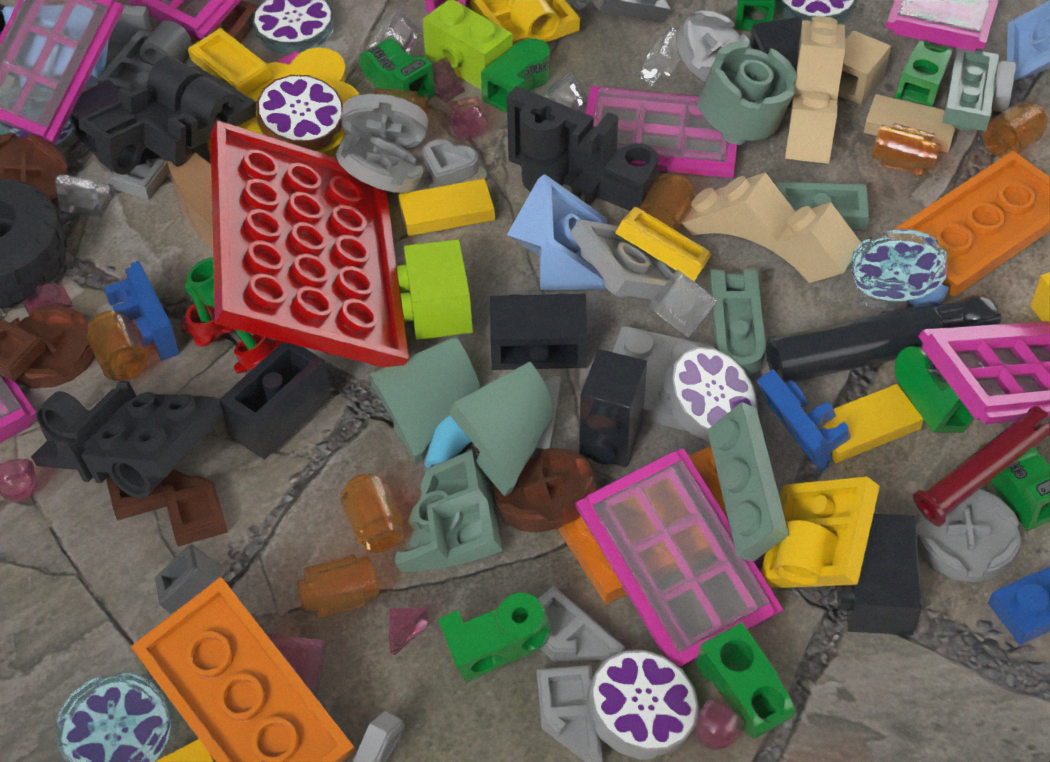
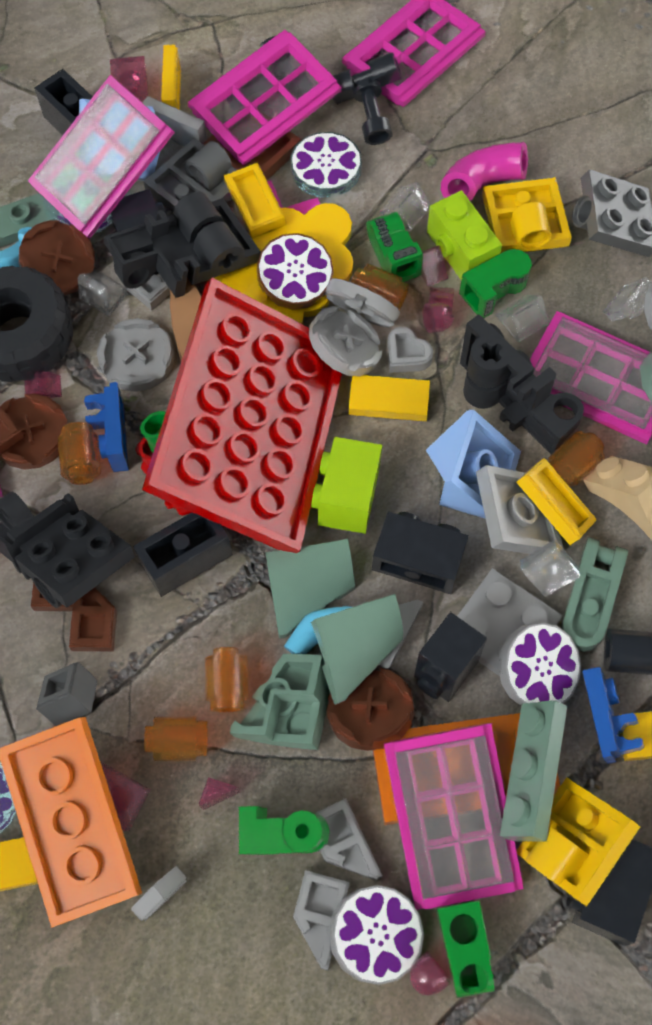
camera: 20 degrees right, 15 degrees up
(147, 235) = (136, 354): none -> light grey tile

